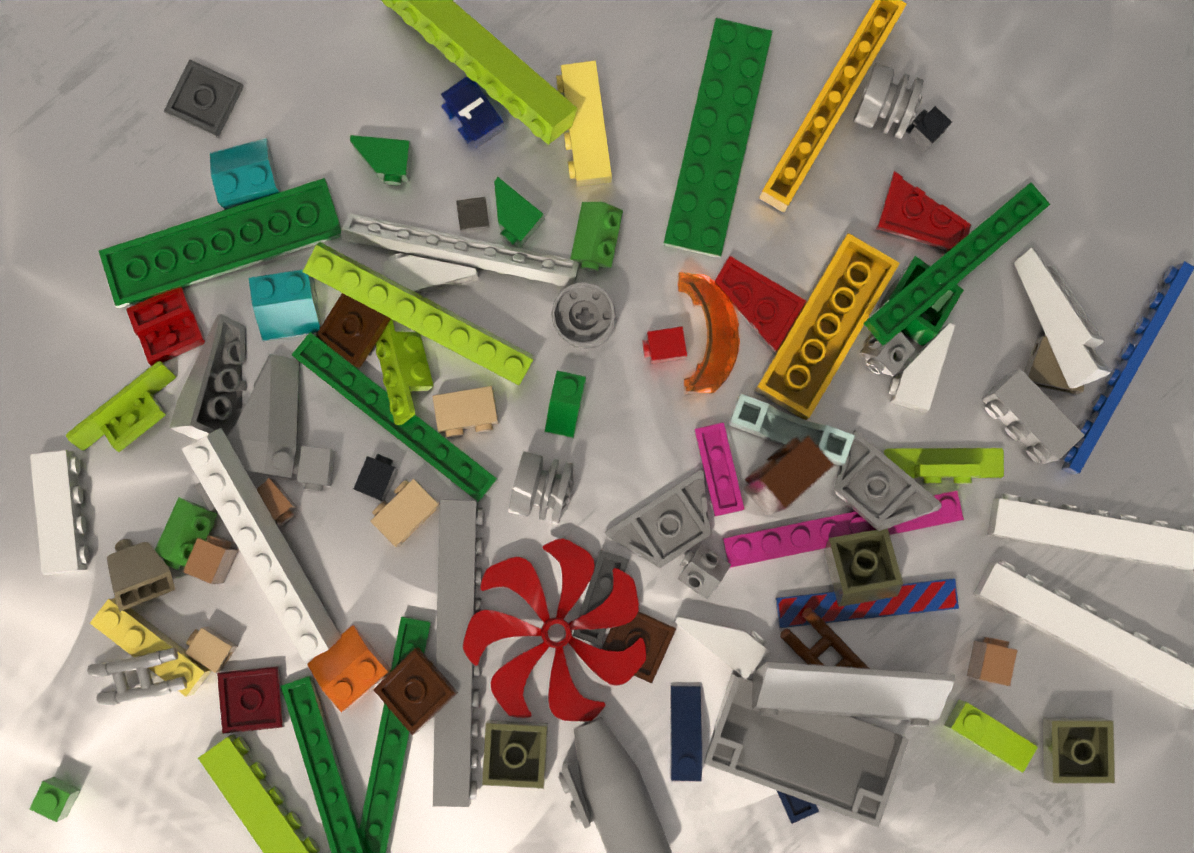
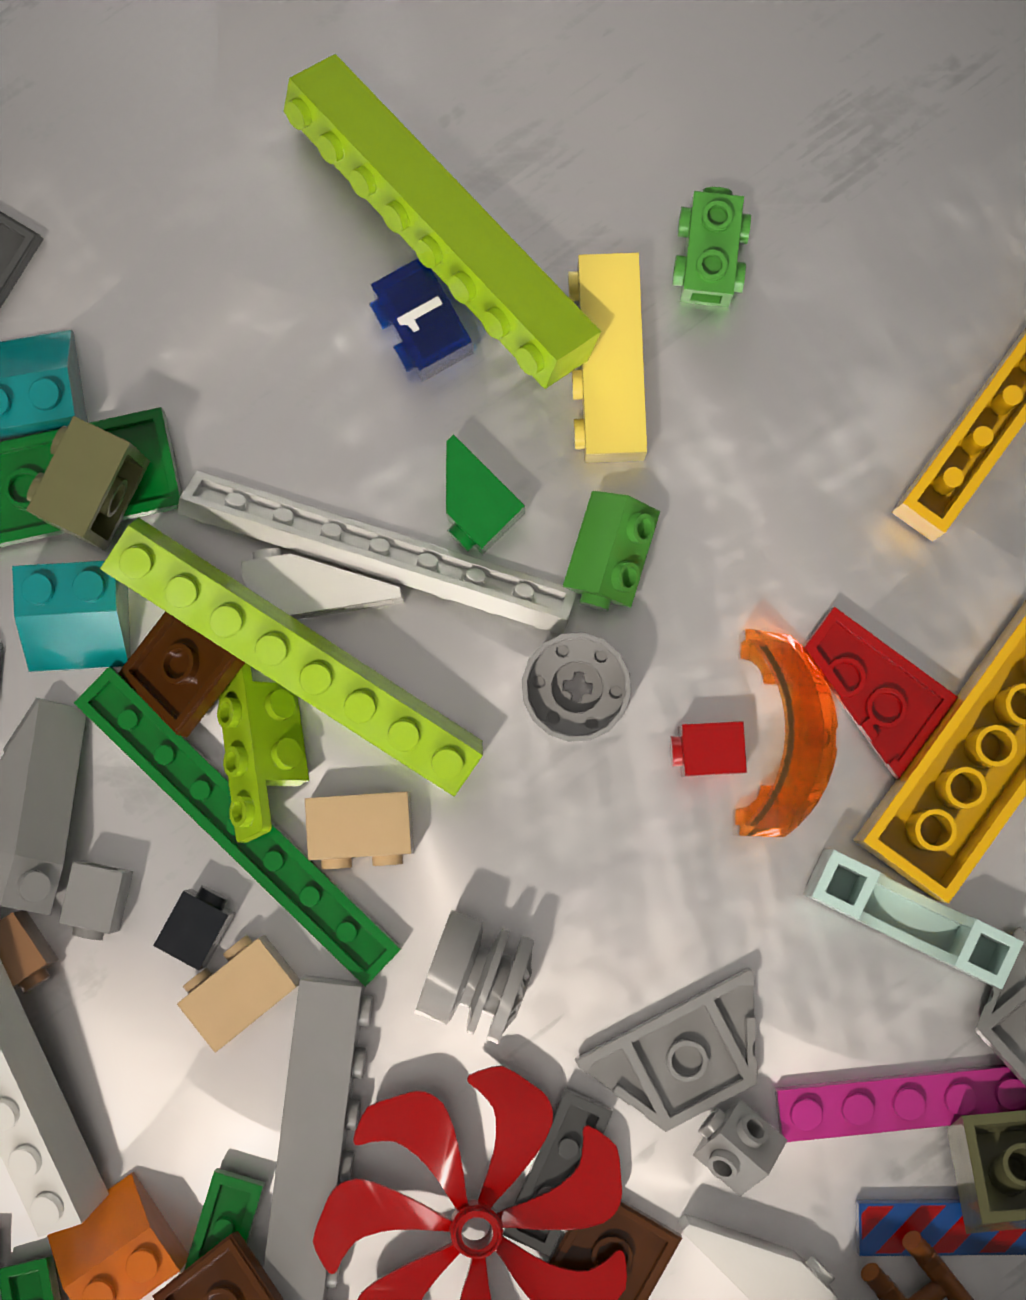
camera: 10 degrees right, 0 degrees up
(288, 224) = (87, 482): none -> olive brick
(386, 157) = (268, 381): green slope -> none
(472, 214) = (405, 491): clear smoke tile -> none
(565, 404) = (529, 833): green slope -> none
(639, 46) = (713, 232): none -> bright green brick
(717, 138) = (831, 403): green plate -> none
(719, 469) = (781, 971): dark pink plate -> none
(787, 475) = (911, 1017): reddish brown brick -> none

